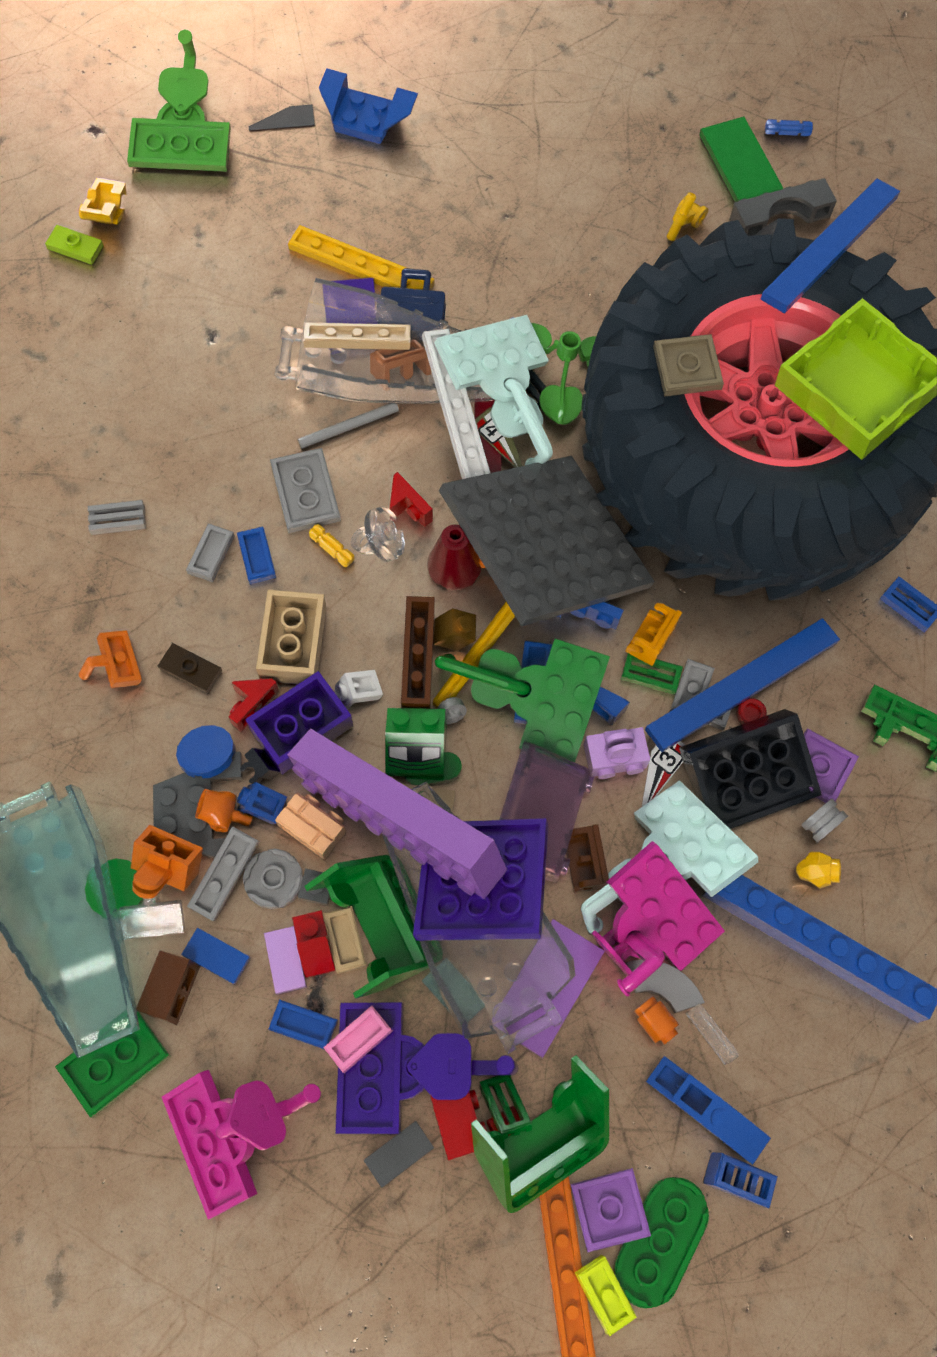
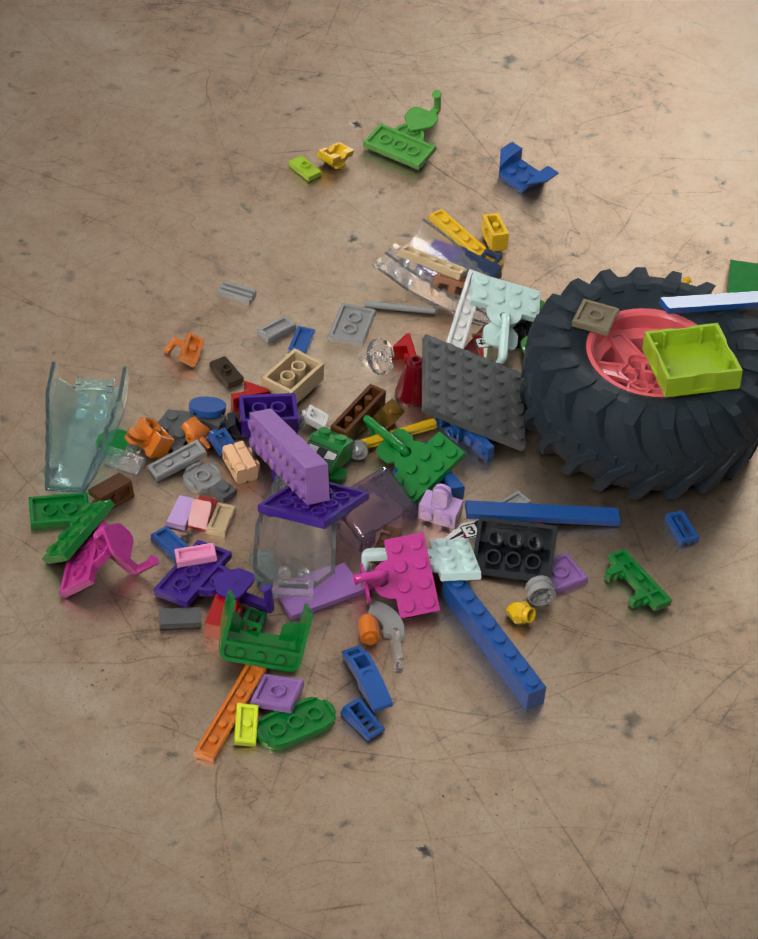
camera: 30 degrees right, 25 degrees down
(173, 1105) = (78, 531): none -> green plate
(216, 956) = (147, 494): blue tile -> none
(289, 117) = (478, 161): dark grey sticker -> none
(331, 545) = (347, 354): yellow axle -> none
(380, 906) = (245, 493): green windscreen -> none
(395, 234) = (494, 232): none -> yellow brick
(651, 683) = (489, 489): green tile -> none
(653, 633) = (506, 471): light orange hinge -> none

